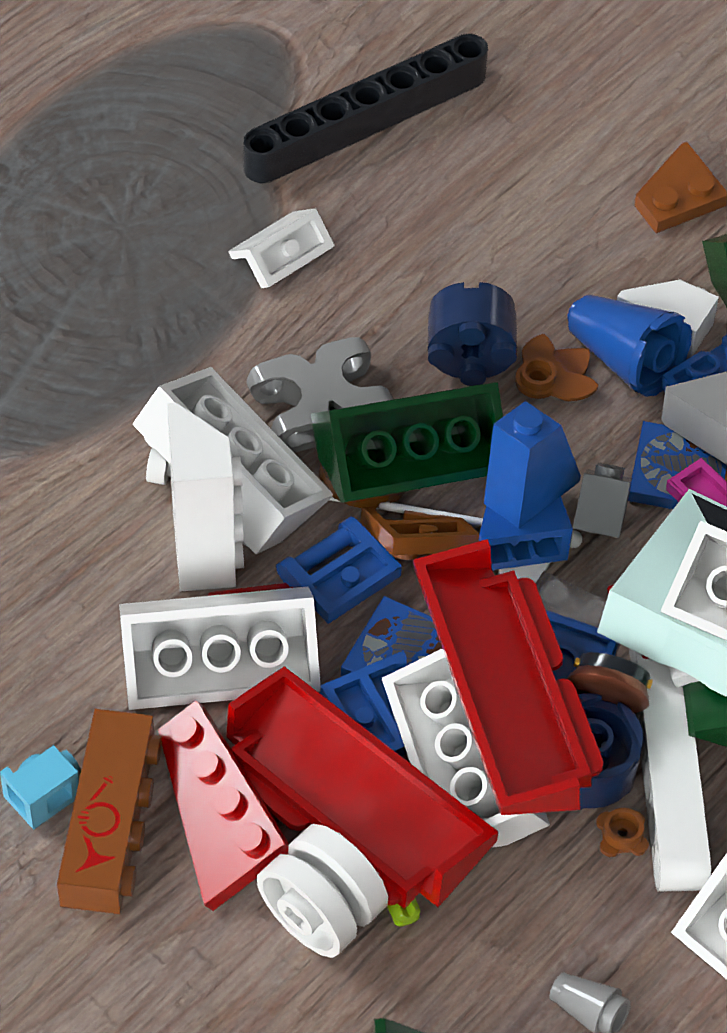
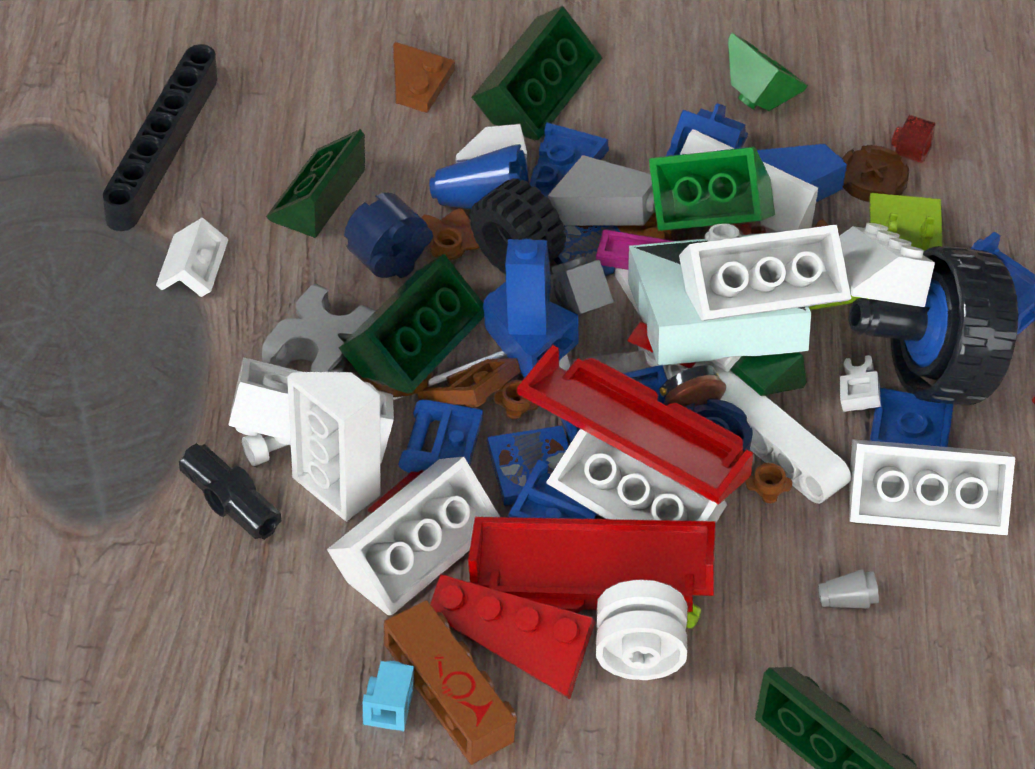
camera: 40 degrees left, 5 degrees down
(94, 491) = (230, 491): none -> black piece
(471, 247) = (321, 185): none -> dark green slope
(603, 402) = (518, 213): none -> black tyre

